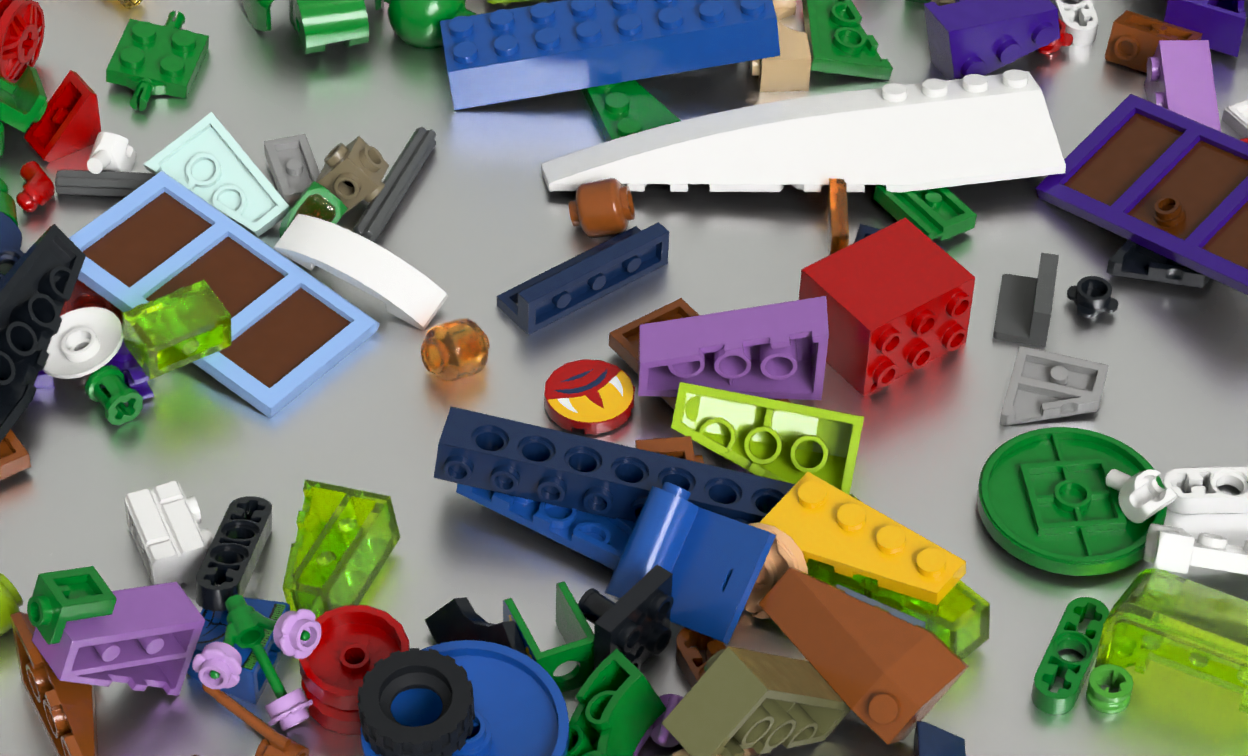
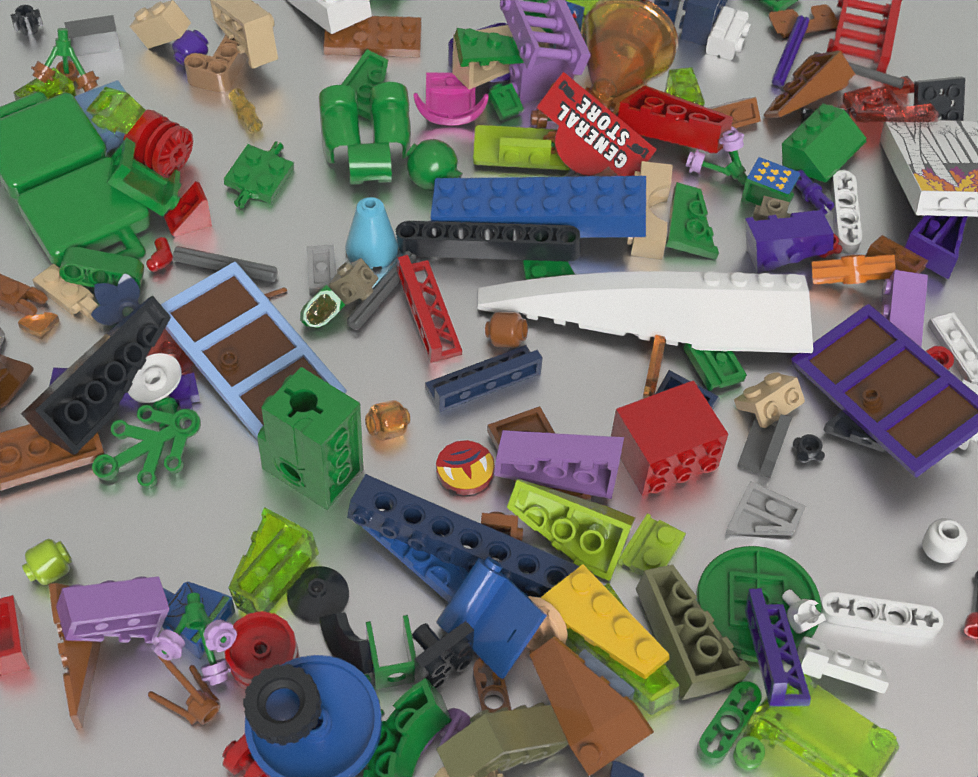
camera: 10 degrees right, 10 degrees up
(68, 597) = (76, 591): green bracket -> none
(99, 428) = (151, 443): none -> green plant
(111, 154) = (211, 240): white piece -> none
(167, 532) = (174, 527): white brick -> none
(177, 329) = (212, 381): clear neon green brick -> none
(221, 174) = (272, 268): light aqua wing -> none
(234, 552) = (203, 548): black beam -> none
(356, 372) = (312, 438): none -> green piece
(362, 104) = (371, 235): none -> medium azure cone
(364, 265) = (343, 351): white slope -> none
(412, 590) = (313, 605): none -> black dish
(470, 205) = (422, 312): none -> red fence
(544, 93) = (489, 240): none -> black beam
(897, 458) = (651, 546): none -> lime plate
(1002, 562) = (698, 652): none -> olive wedge
(1021, 239) = (771, 398): none -> tan bracket
(1096, 57) = (853, 269): none -> orange piece
(1114, 539) = (770, 655): none -> dark purple fence

